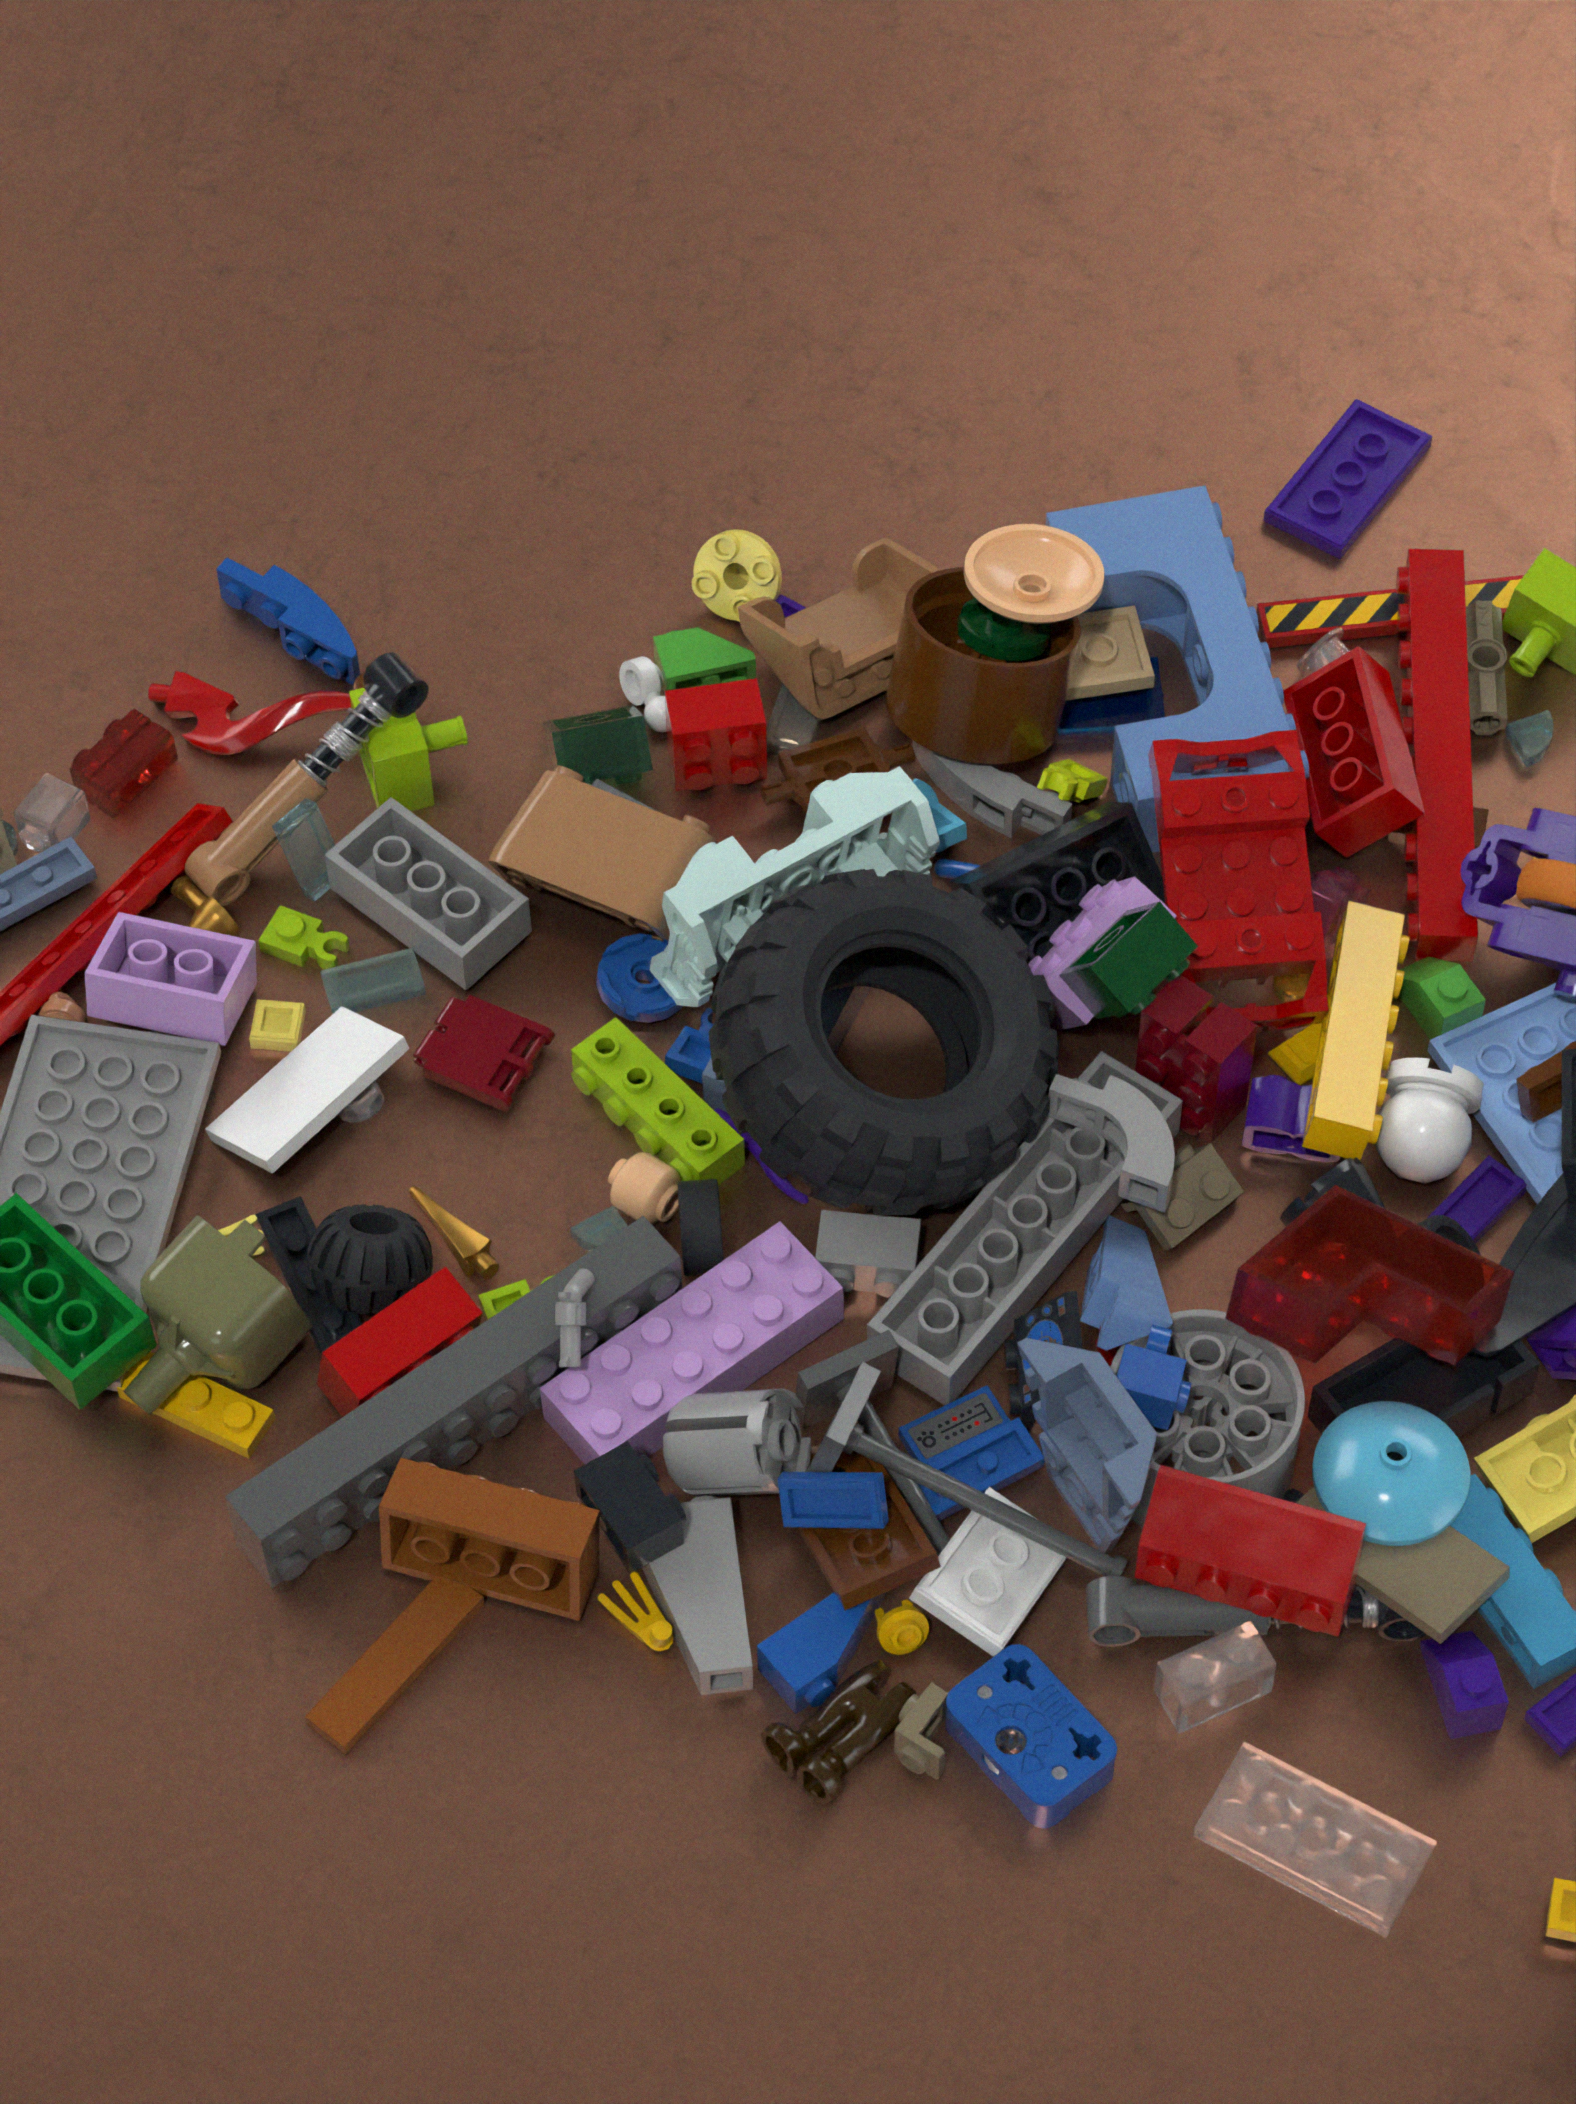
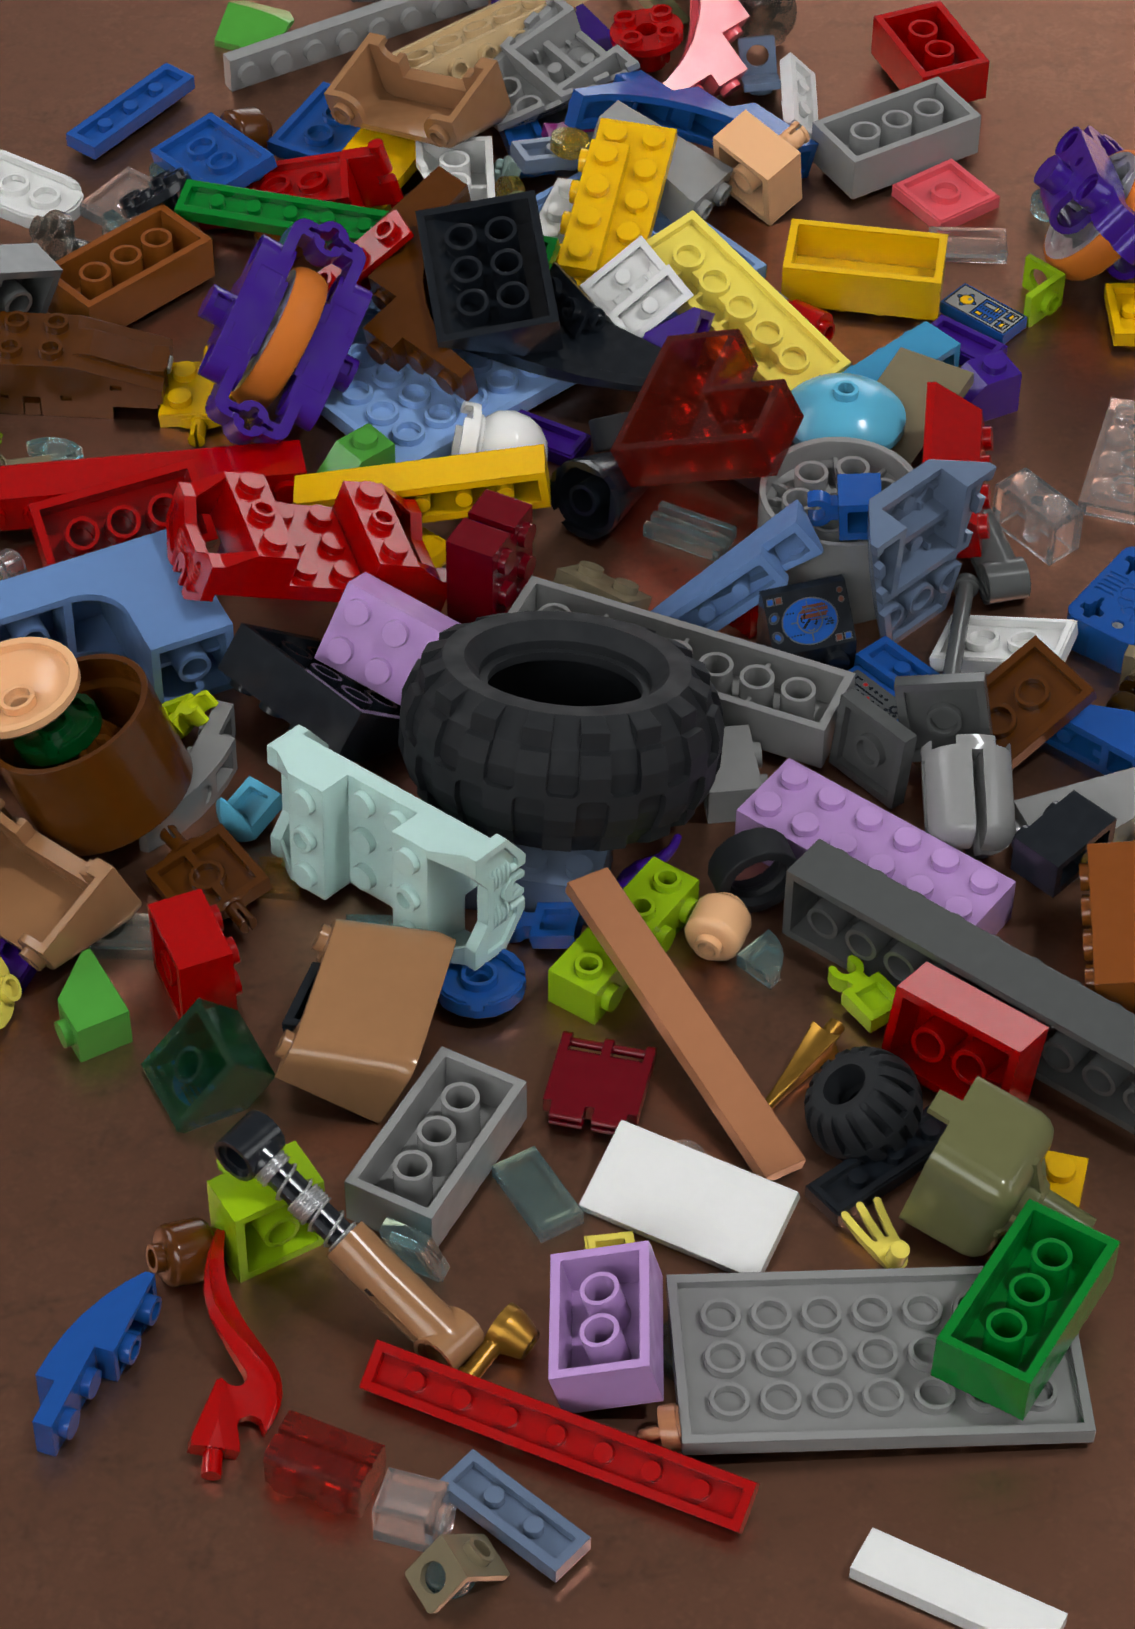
camera: 105 degrees left, 10 degrees down
(299, 936) = (503, 1265): lime plate -> none
(511, 1116) = (685, 1026): none -> nougat tile
(571, 1315) = (914, 886): light grey piece -> none
(642, 684) = (123, 1048): white plate -> none
(833, 1499) = (1008, 710): blue tile -> none
(1130, 961) = (442, 570): dark green brick -> none
(1130, 1124) = (599, 575): light grey arch -> none

